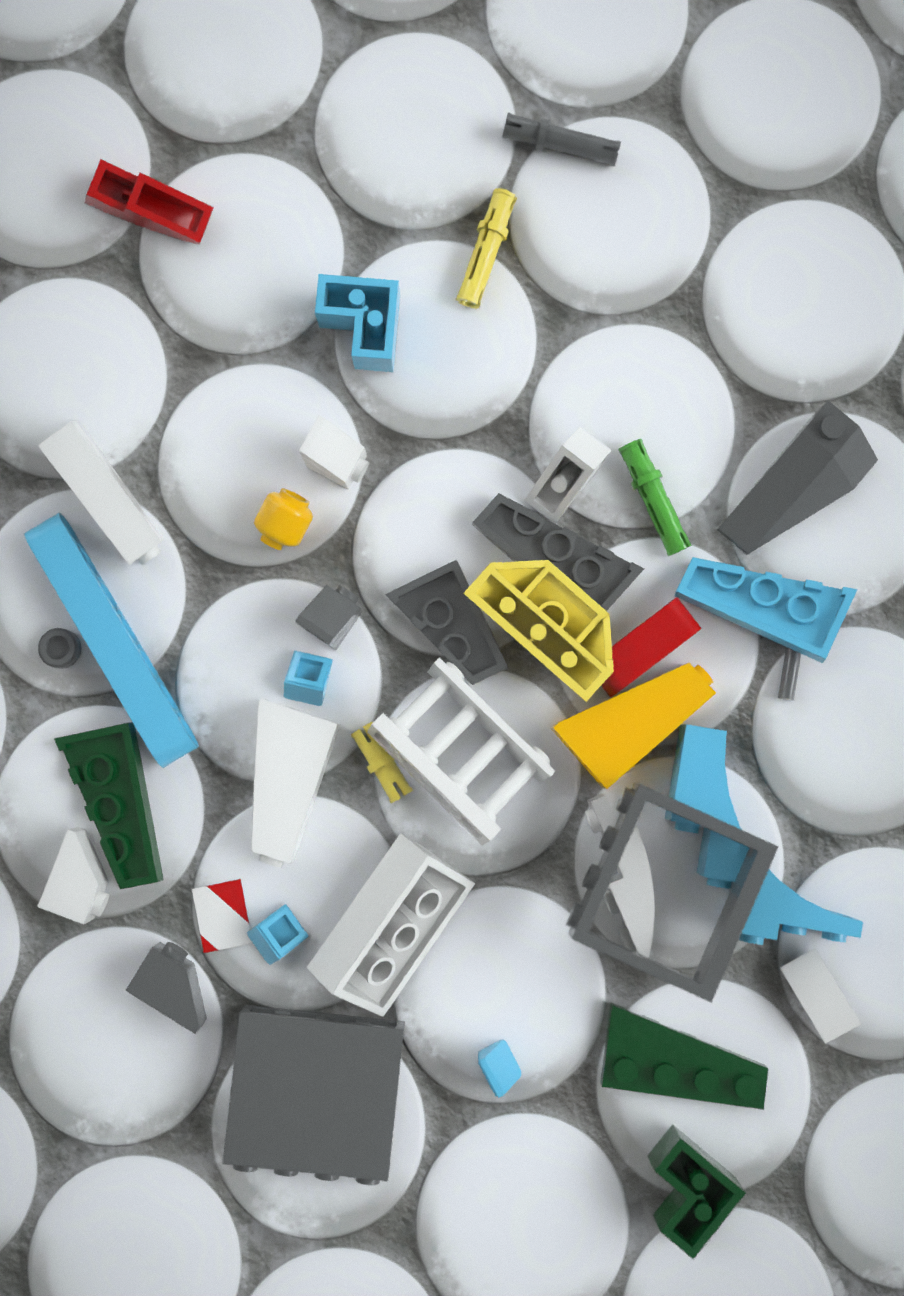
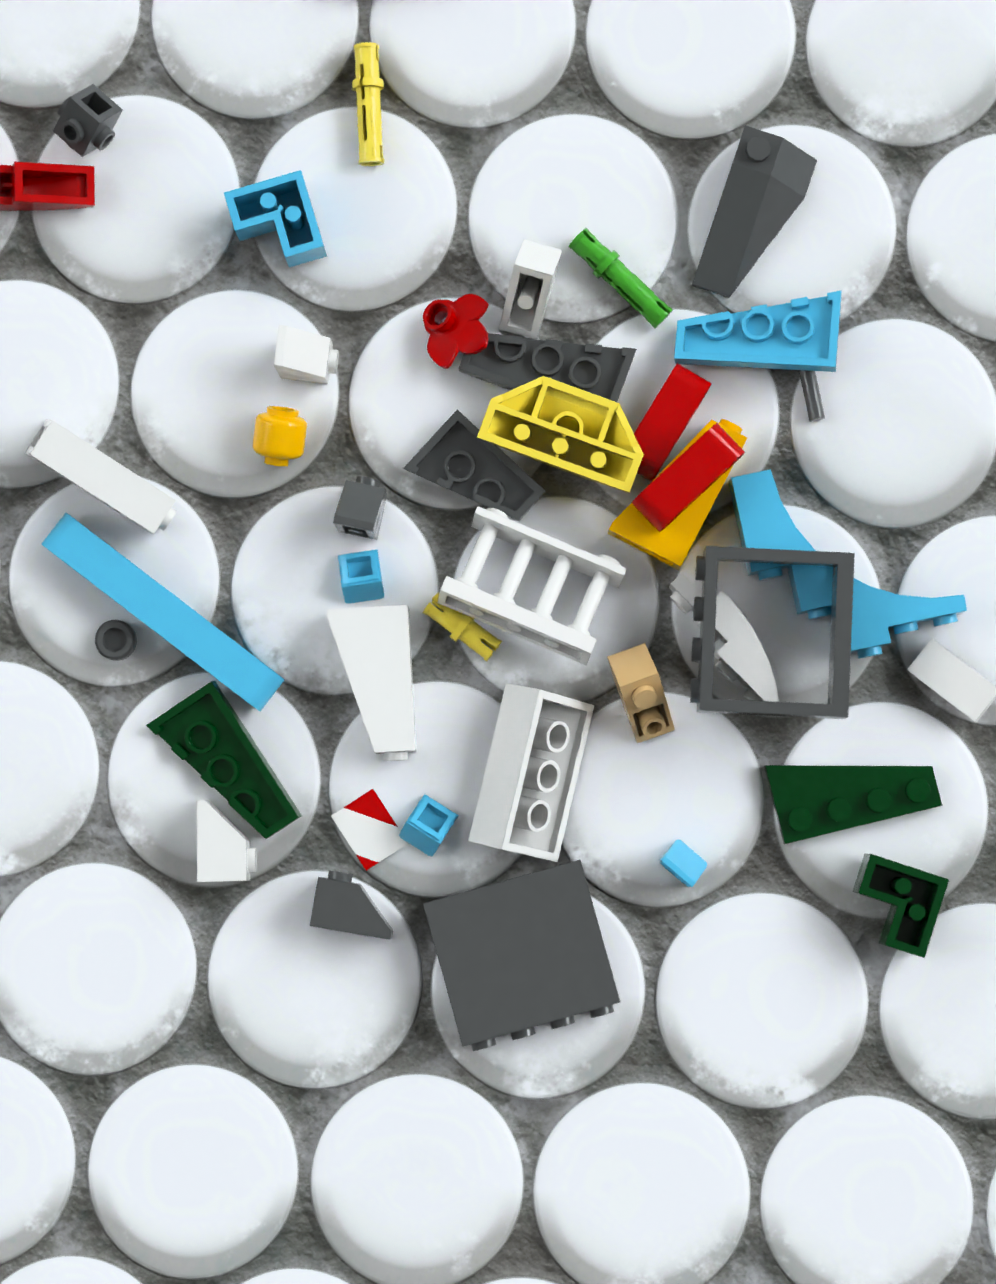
camera: 15 degrees left, 0 degrees up
(223, 161) = (87, 120): none -> dark grey brick
(486, 488) = (459, 331): none -> red plate
(523, 890) = (641, 692): none -> tan slope
(647, 710) = (688, 477): none -> red beam

